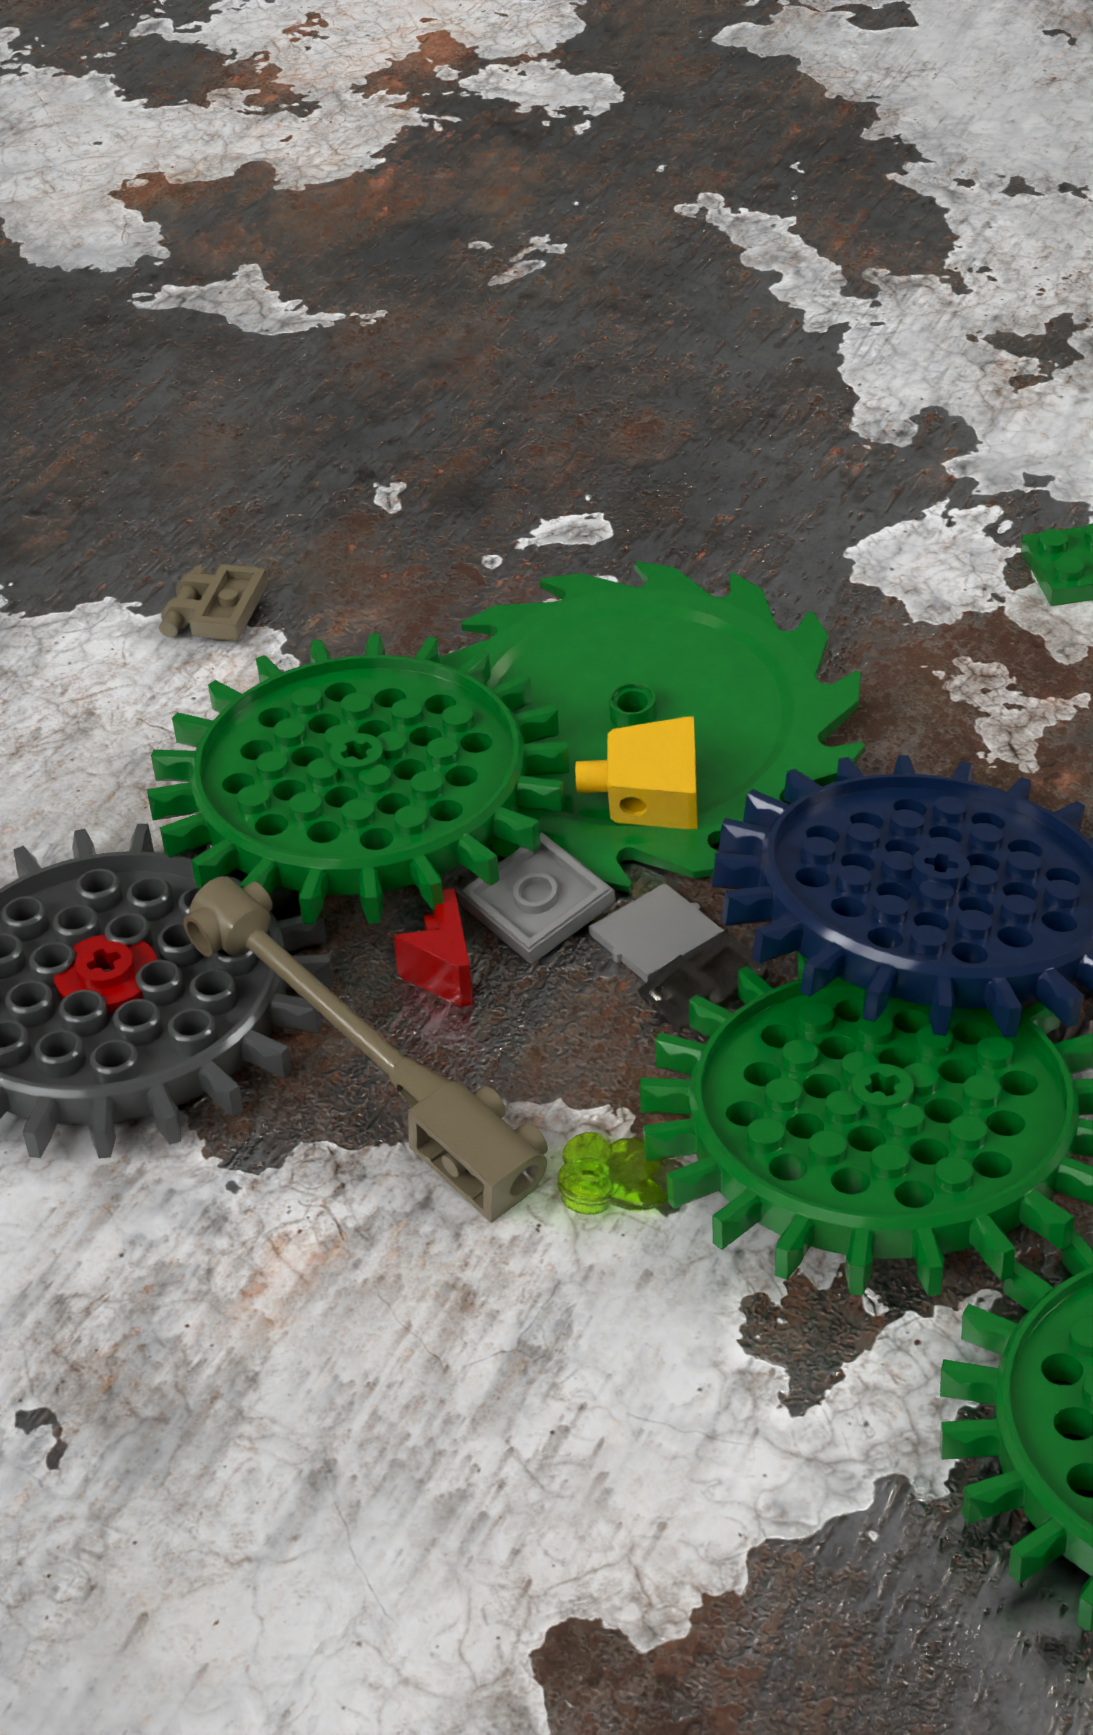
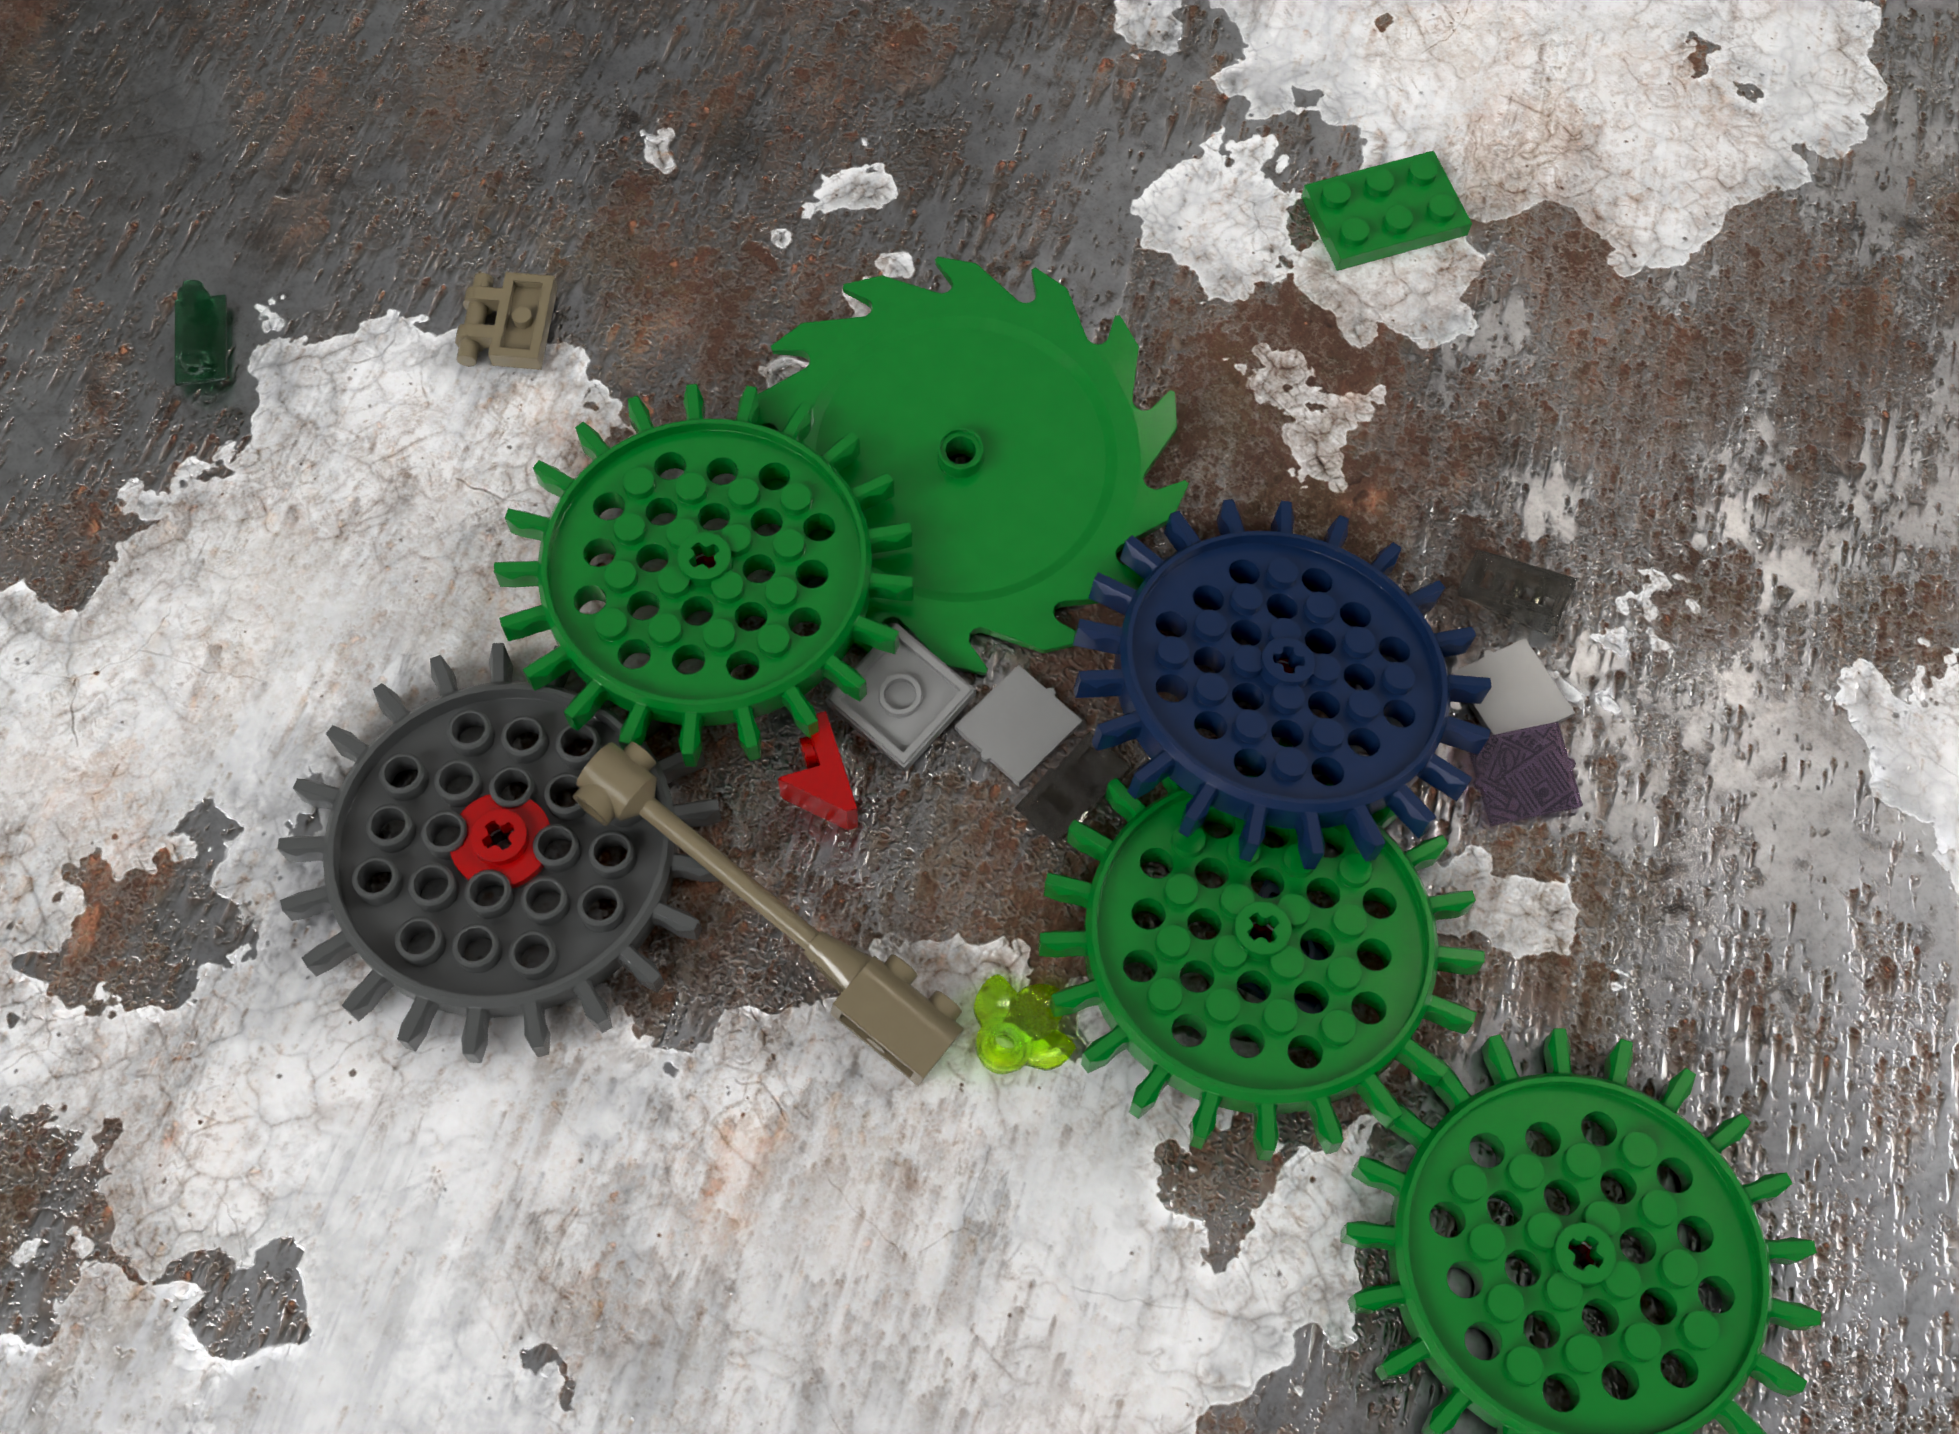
camera: 15 degrees left, 25 degrees up
(647, 774) = (992, 550): yellow torso -> none

